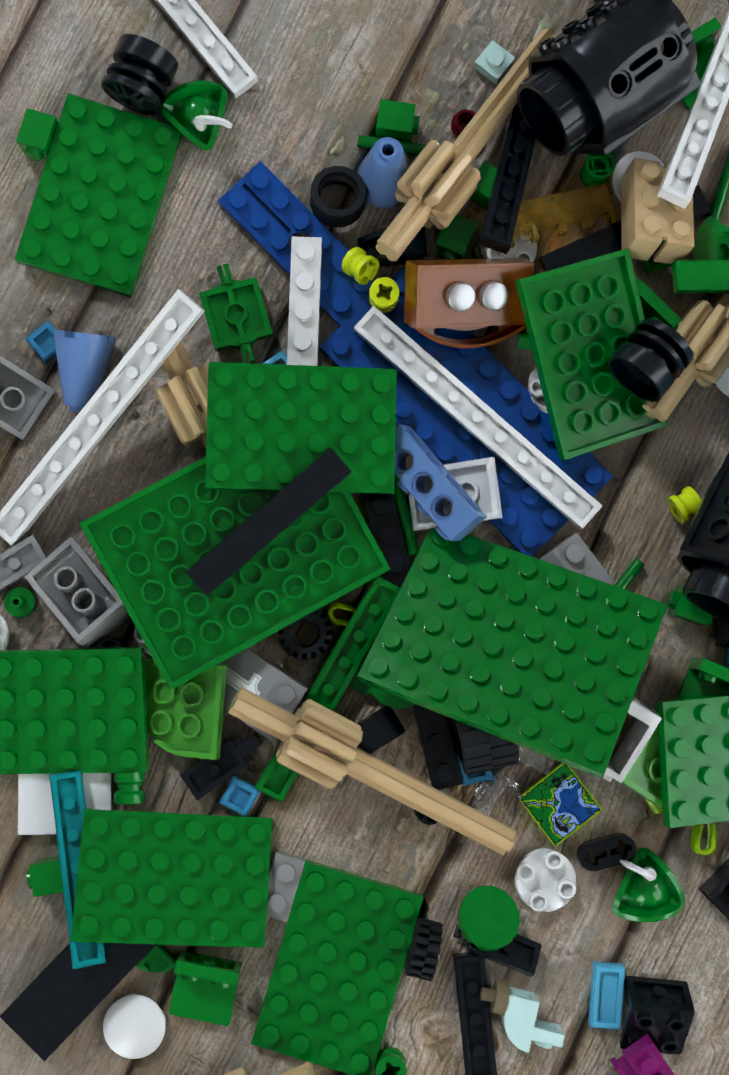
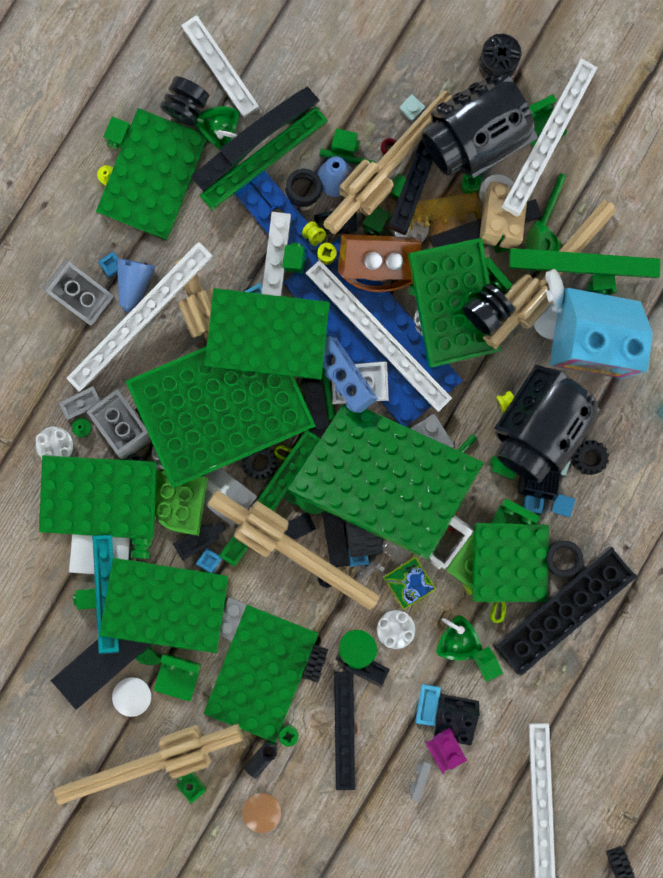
camera: 10 degrees right, 0 degrees up
(23, 201) = (104, 173): none -> neon yellow tile
(220, 150) = (248, 139): none -> black slope
(236, 314) = (232, 257): green plate -> none
(268, 521) = (242, 389): black tile -> none
(270, 157) = (263, 158): none -> green tile
(333, 306) = (294, 258): none -> green brick
(497, 996) = (358, 697): dark tan tile -> none
(523, 1026) = (371, 717): light aqua brick -> none
(604, 844) = (434, 611): black beam -> none
(697, 924) = (487, 664): none -> green brick

